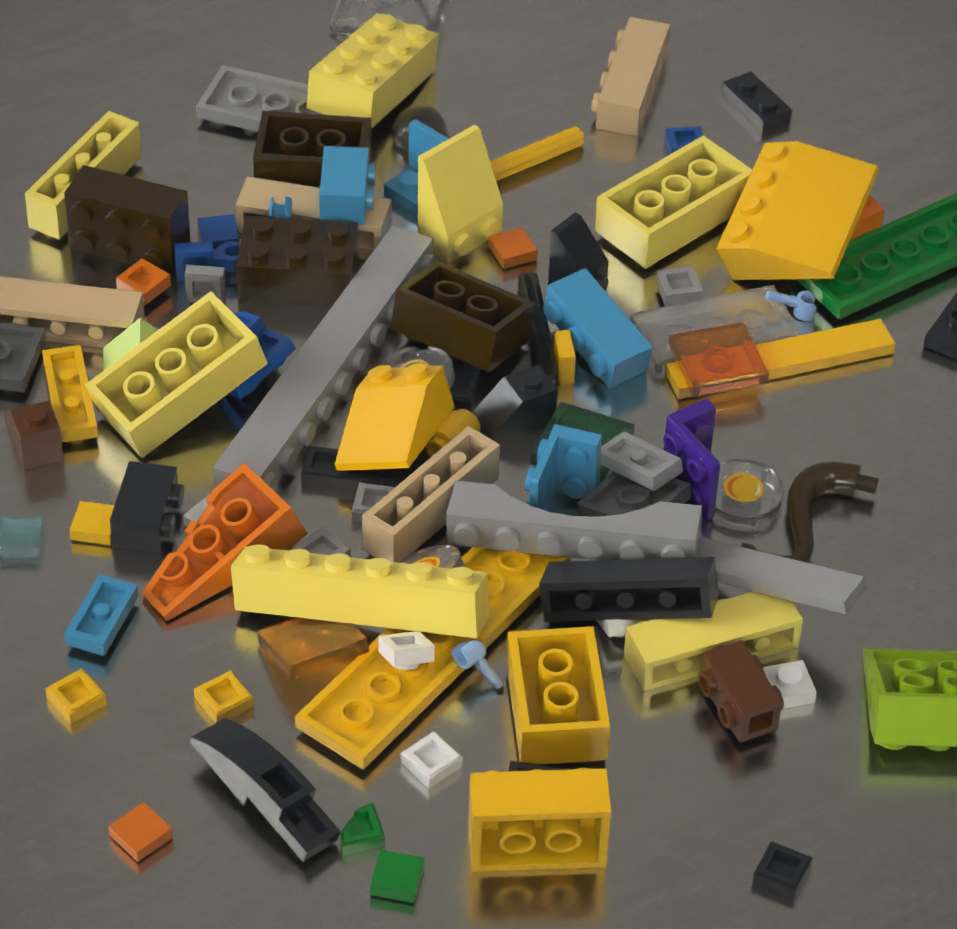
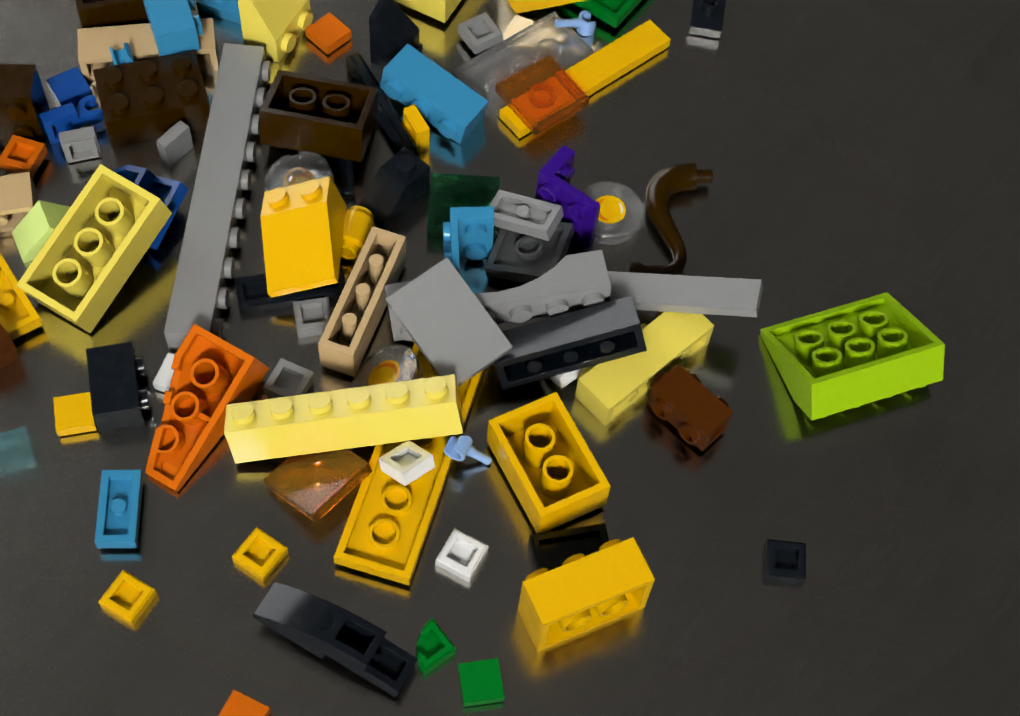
camera: 25 degrees left, 15 degrees up
(301, 308) = (174, 144): none -> light grey tile
(505, 529) = (449, 323): none -> light grey tile
(792, 682) = (721, 380): white plate -> none

